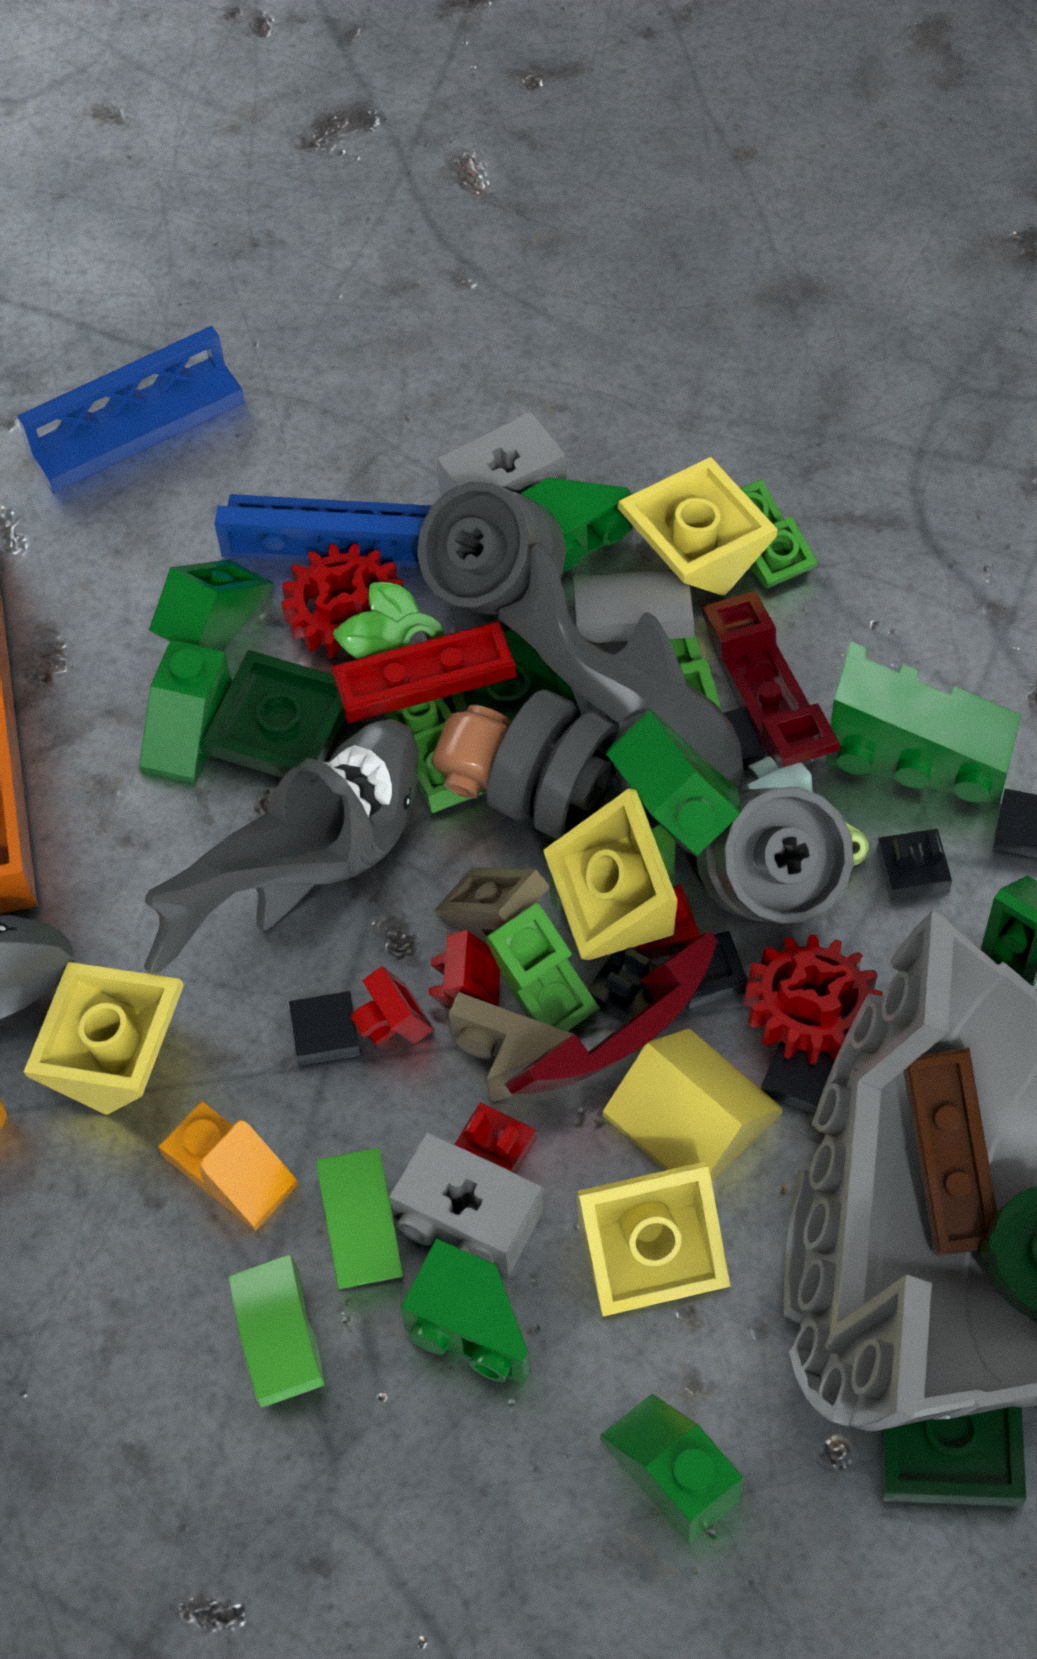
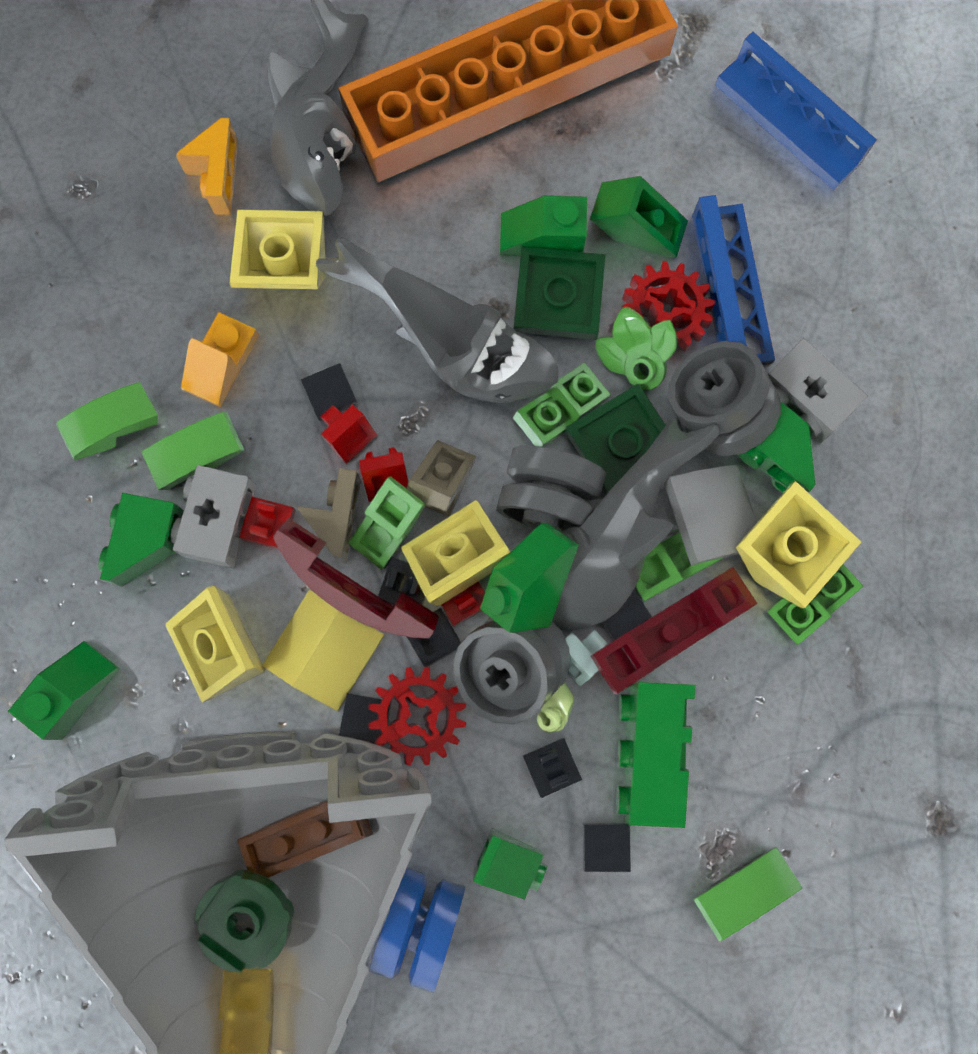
camera: 70 degrees right, 20 degrees up
(423, 672) = (614, 379): red tile -> none
(469, 749) = (549, 427): nougat head -> none

